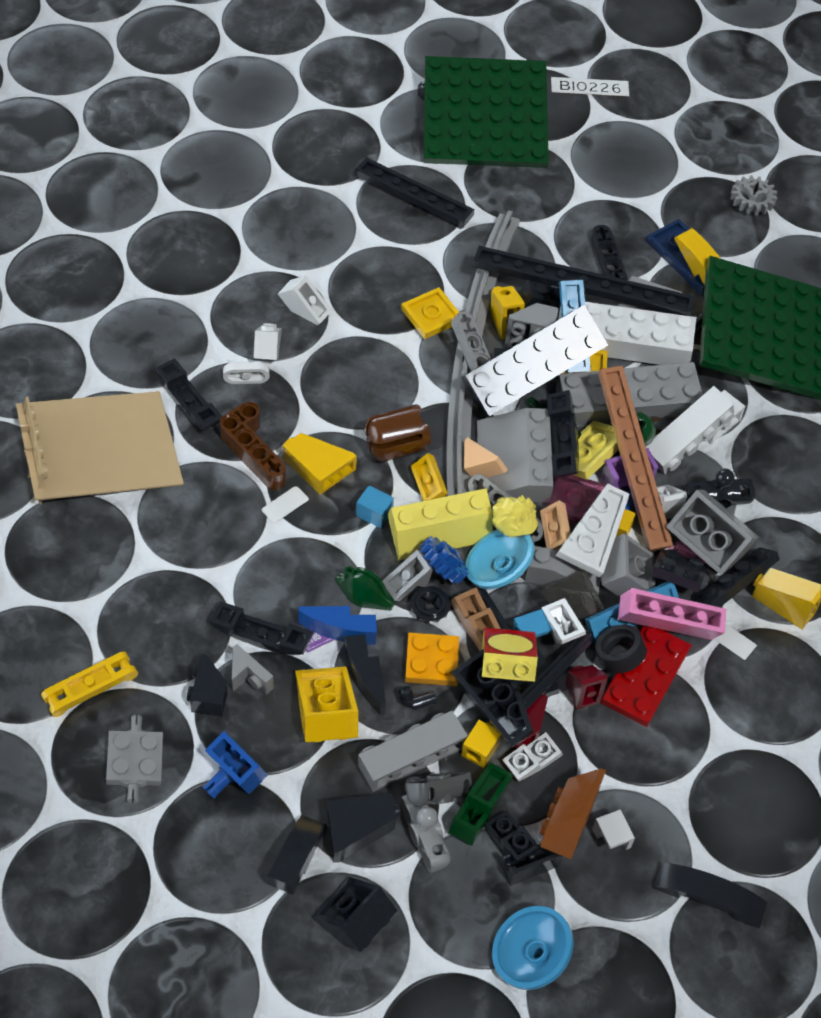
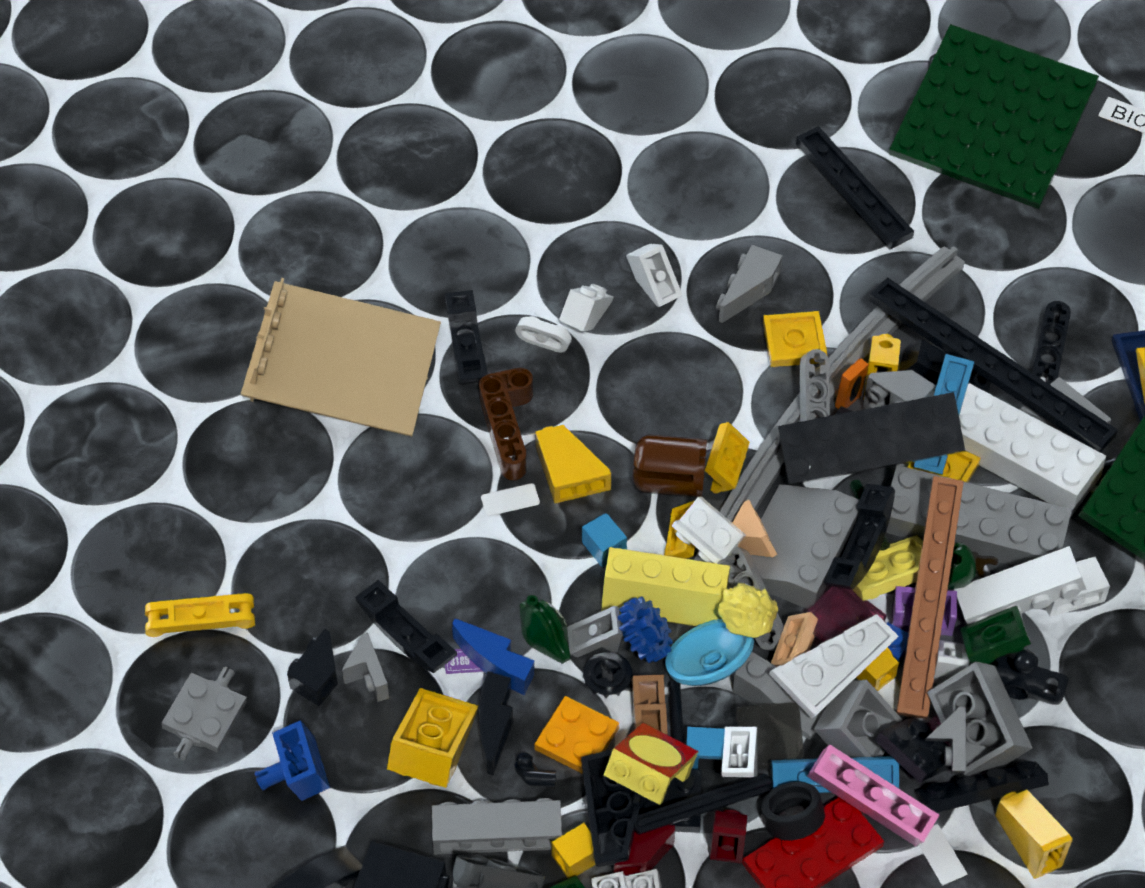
camera: 30 degrees right, 0 degrees up
(379, 282) = (753, 281): none -> light grey slope
(434, 414) = (726, 458): none -> yellow bracket
(454, 469) = (708, 531): none -> white bracket
(494, 329) = (851, 384): none -> orange tile
(693, 468) = (995, 636): none -> dark green plate
(706, 545) = (953, 731): none -> light grey slope

